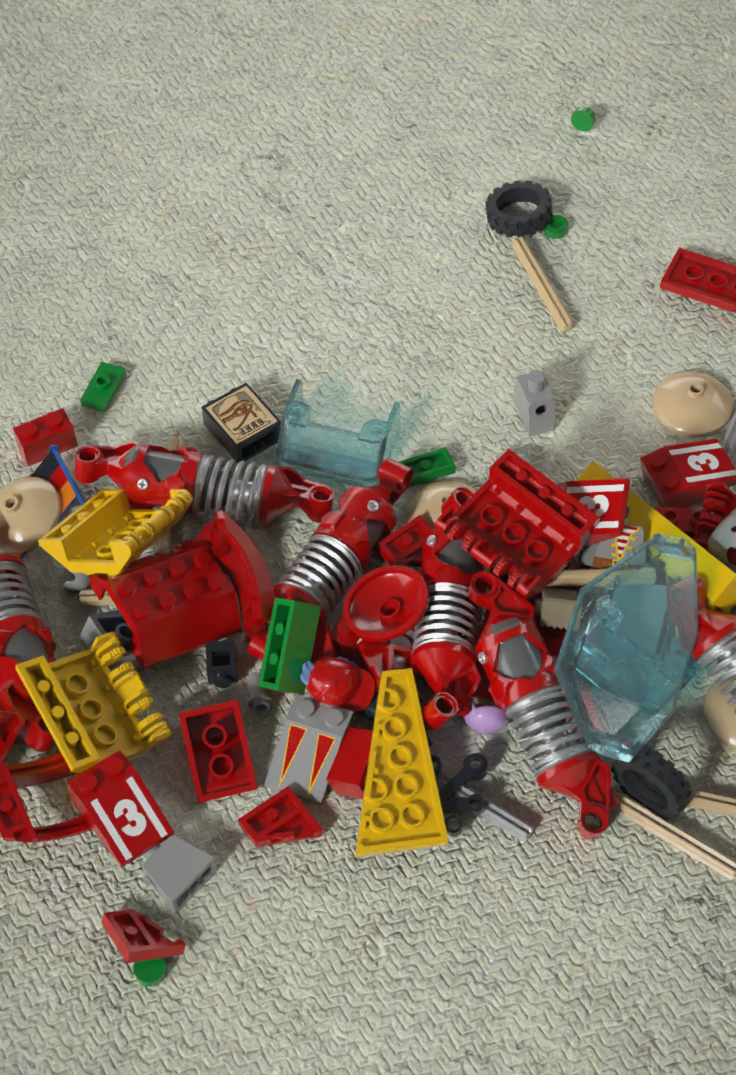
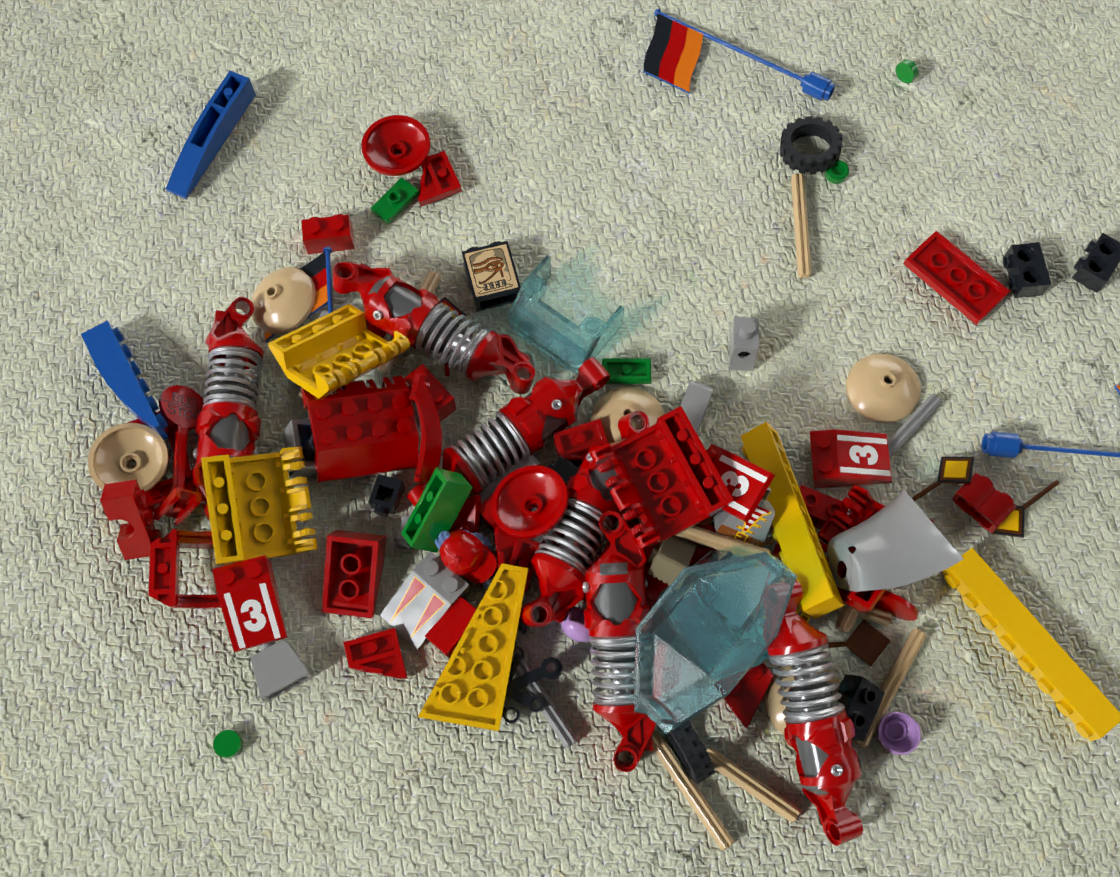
camera: 20 degrees right, 15 degrees up
(84, 330) = (394, 136): none -> red dish
(138, 937) = (227, 717): red wing -> none
(142, 351) = (437, 179): none -> red wing
(341, 165) = (677, 49): none -> flag
(688, 721) = (749, 693): none -> red wing

